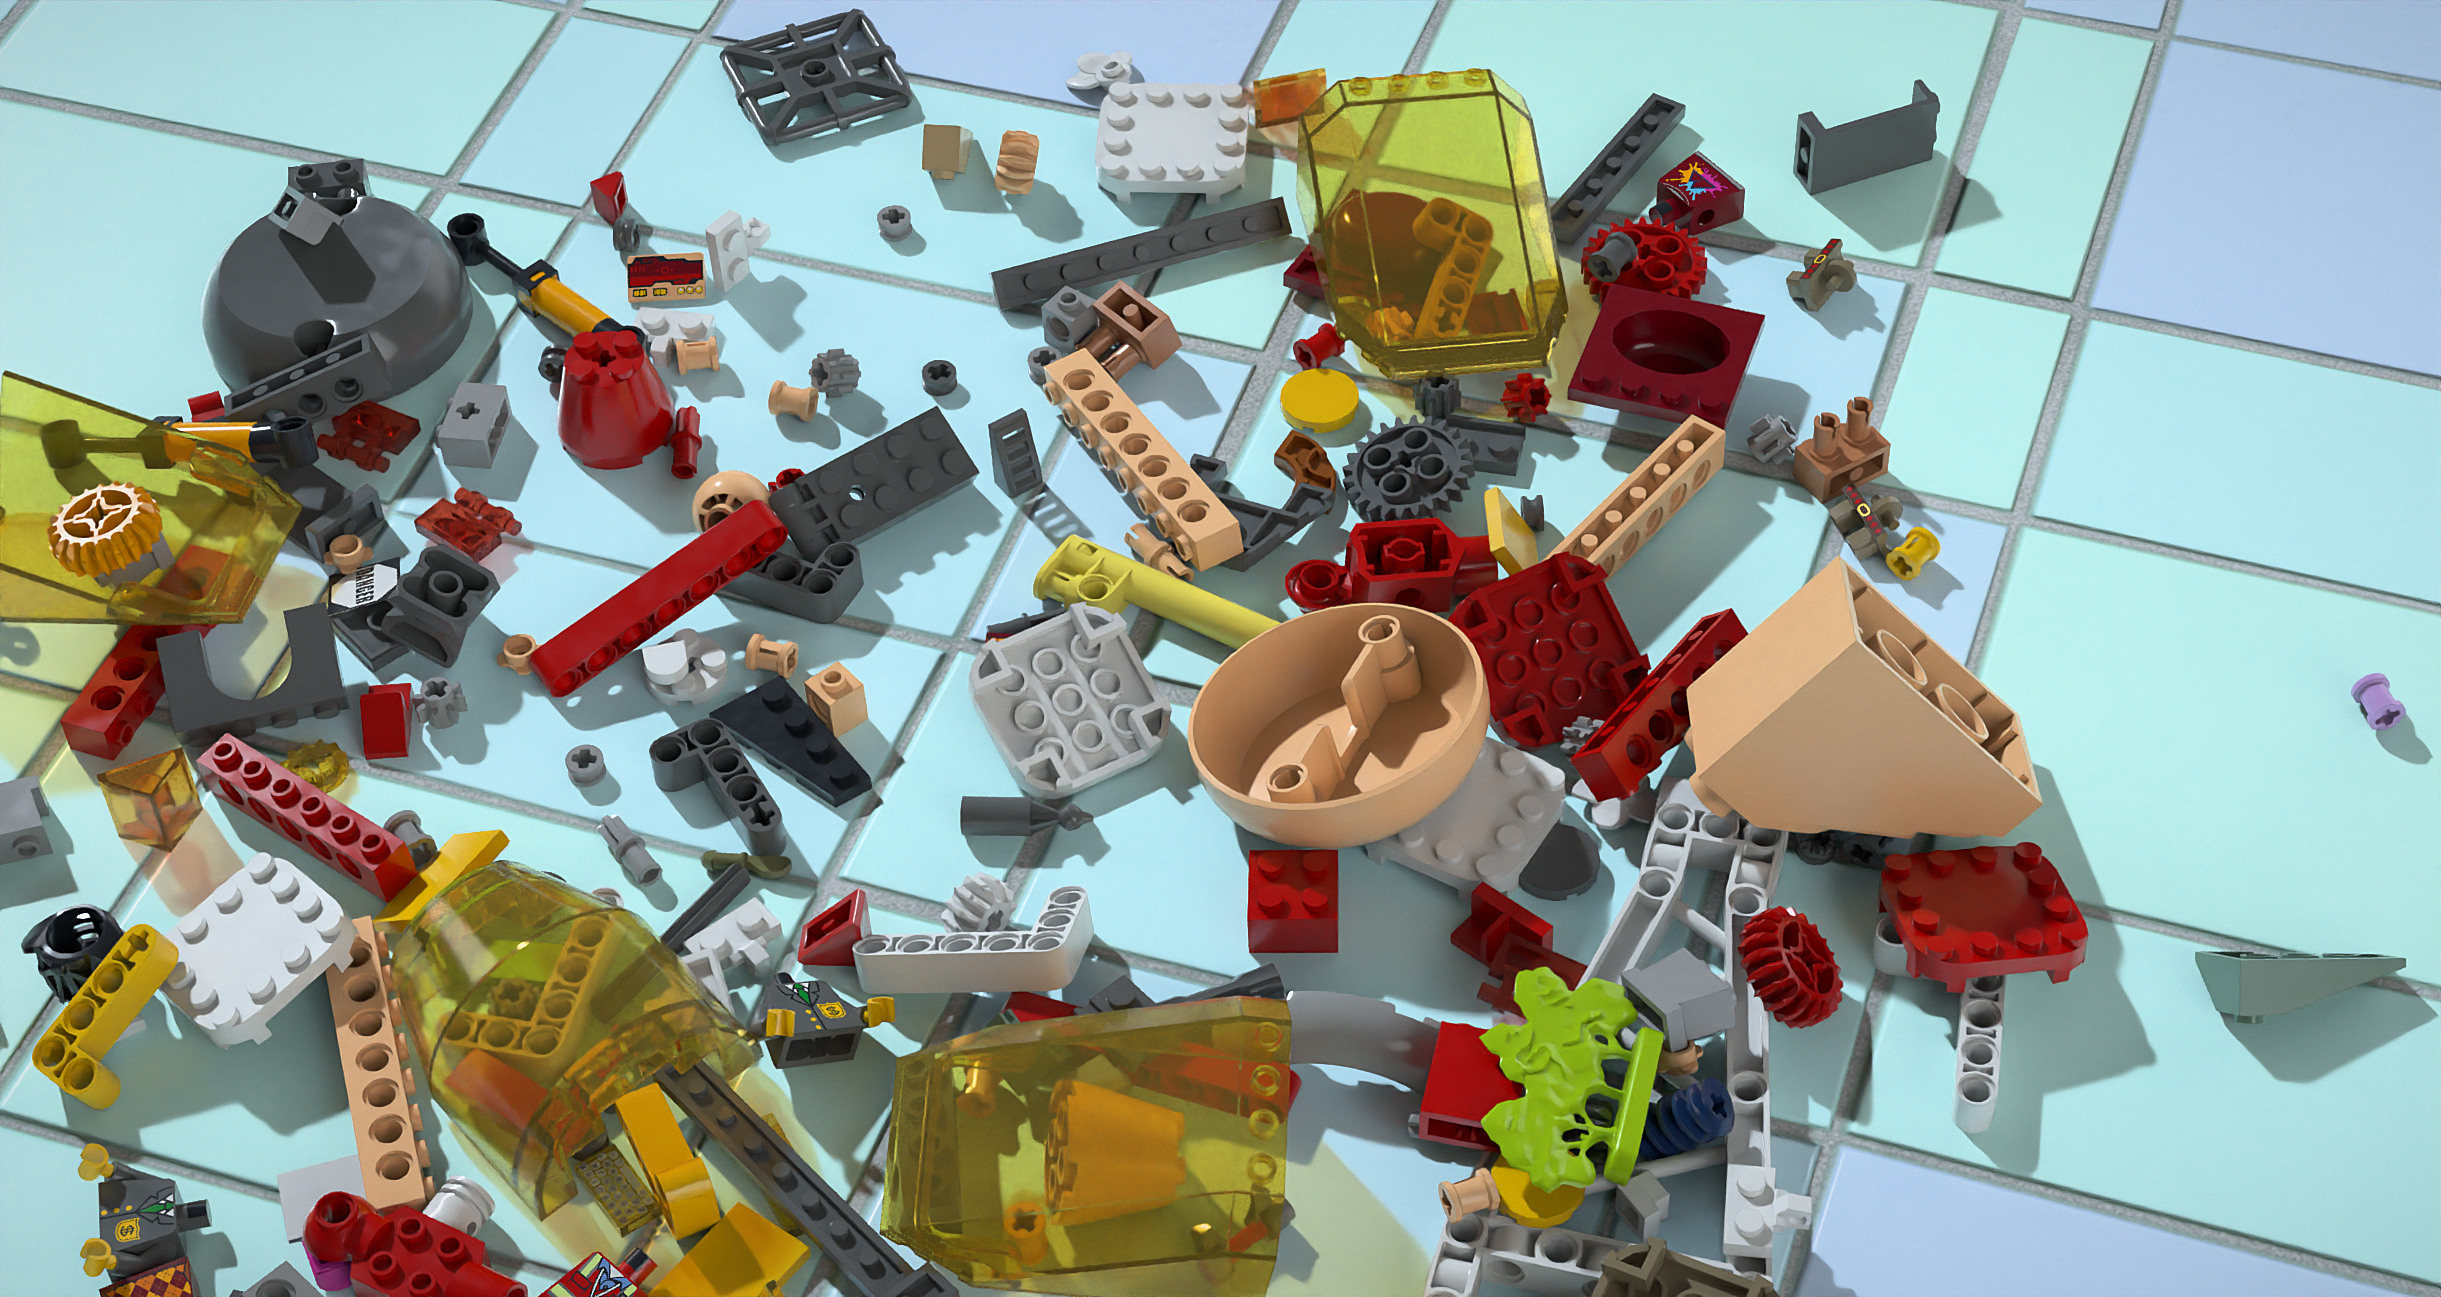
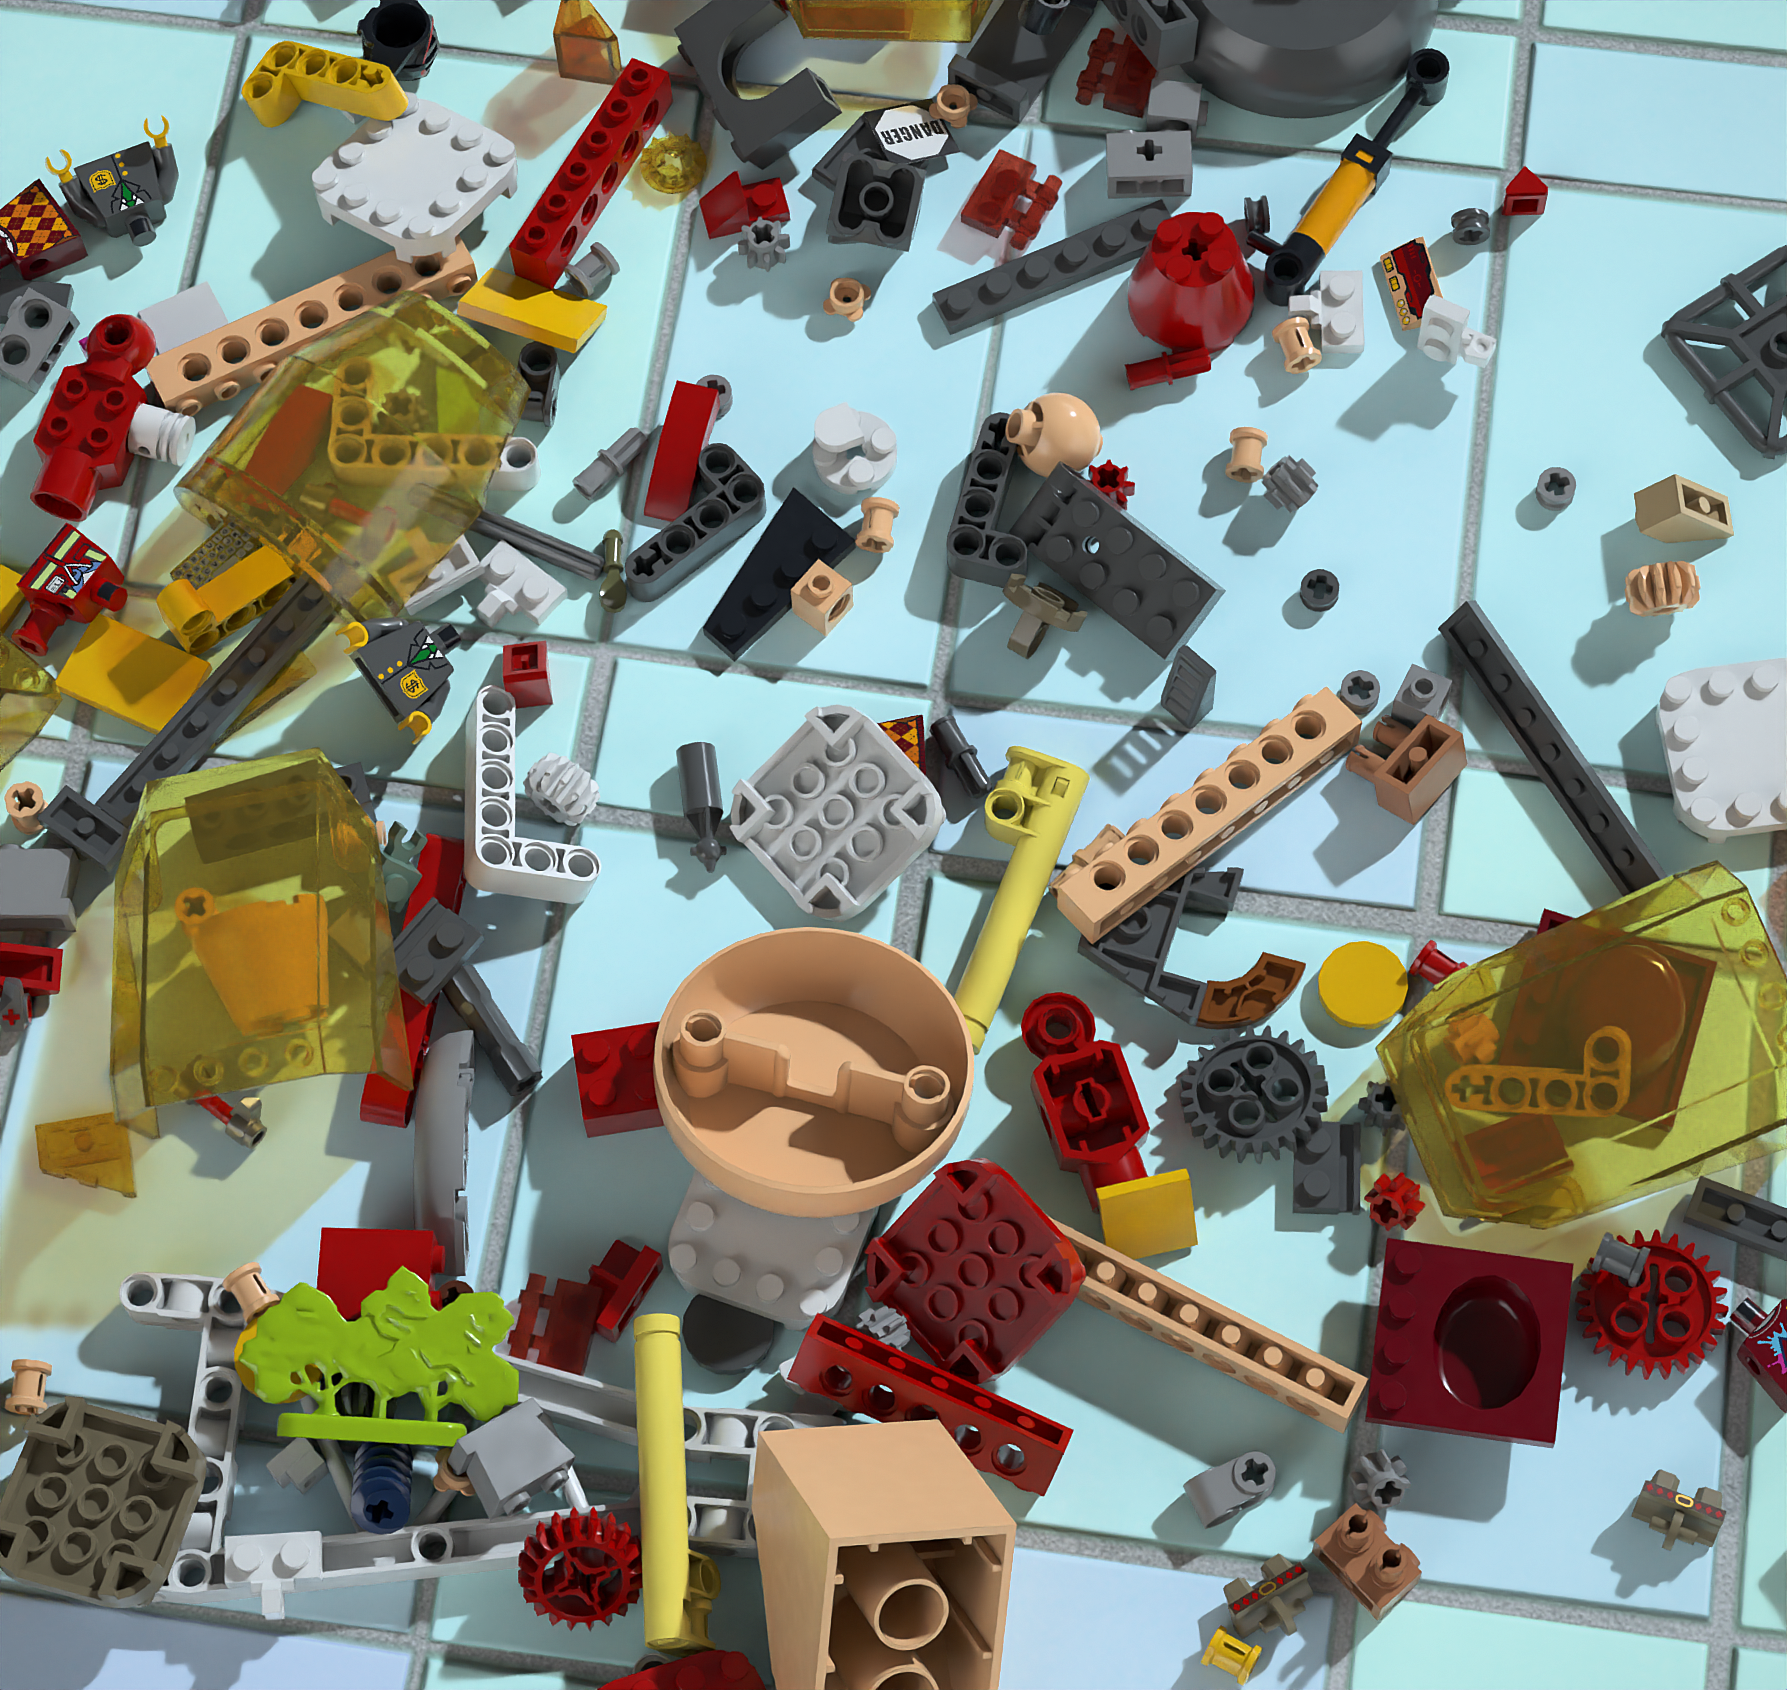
camera: 80 degrees right, 20 degrees up
(426, 398) = (1176, 107): none -> light grey brick
(549, 509) = (1049, 269): none -> dark grey plate
(641, 787) = (682, 439): none -> red slope
(658, 598) = (916, 399): red beam -> none
(909, 549) = (1041, 608): none -> dark tan tile
(1533, 511) = (1218, 1234): dark grey bush -> none
(1765, 531) = (1222, 1490): none -> light grey piece
(1820, 897) = (674, 1578): none -> light yellow piece

